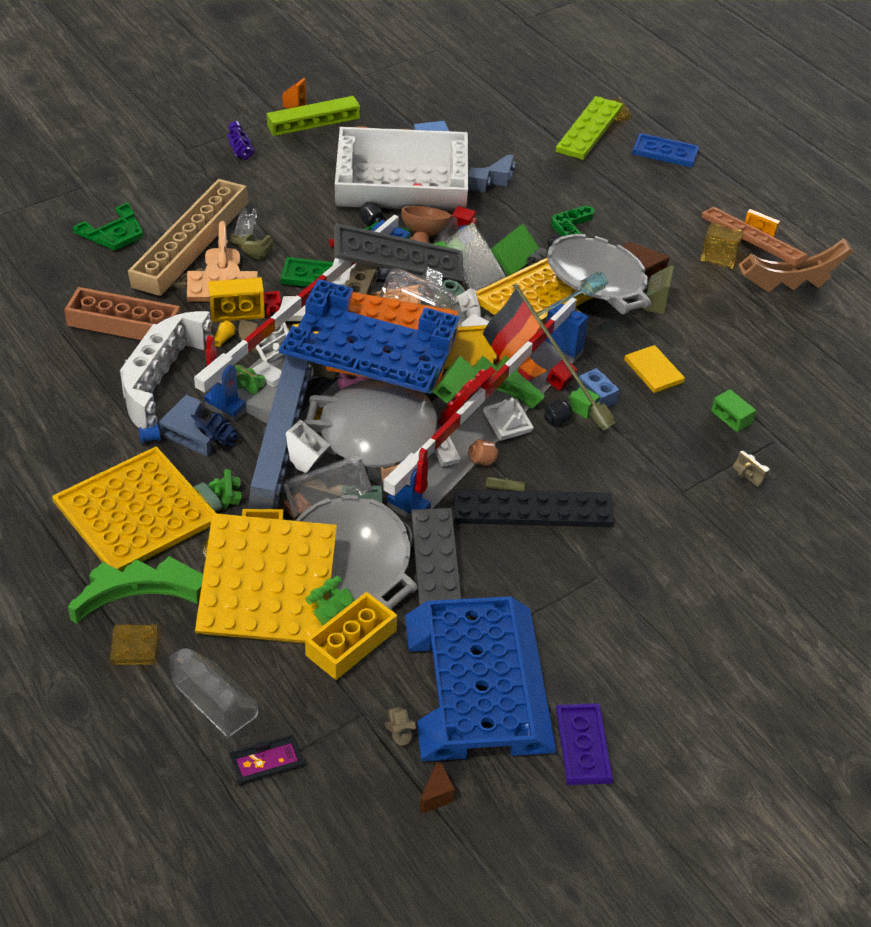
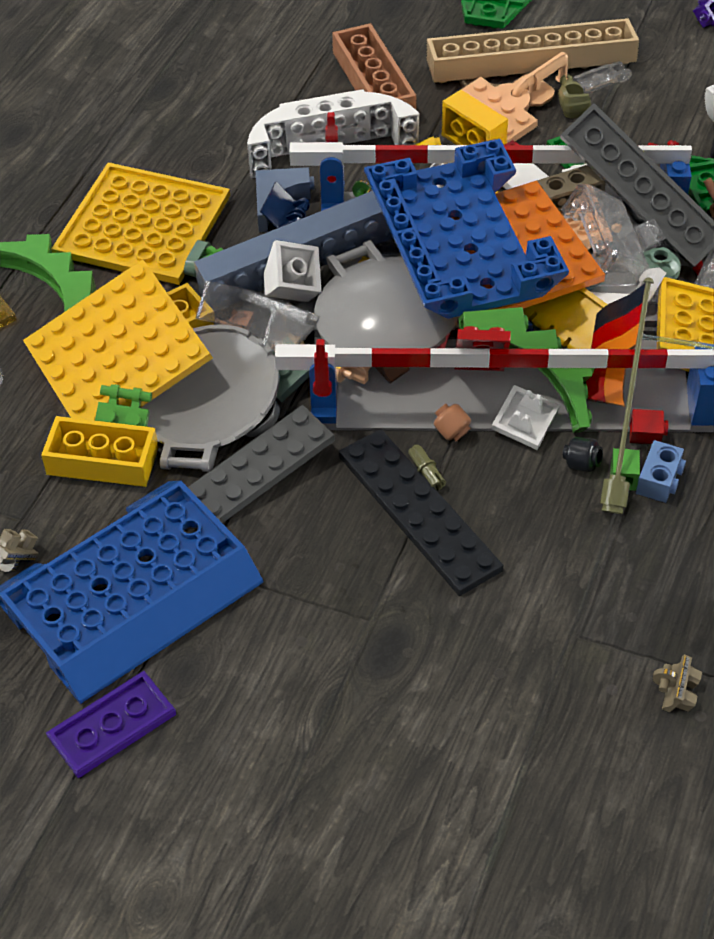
camera: 60 degrees right, 5 degrees up
(149, 434) = (243, 177): blue bush -> none
(447, 453) = (421, 386): white plate -> none

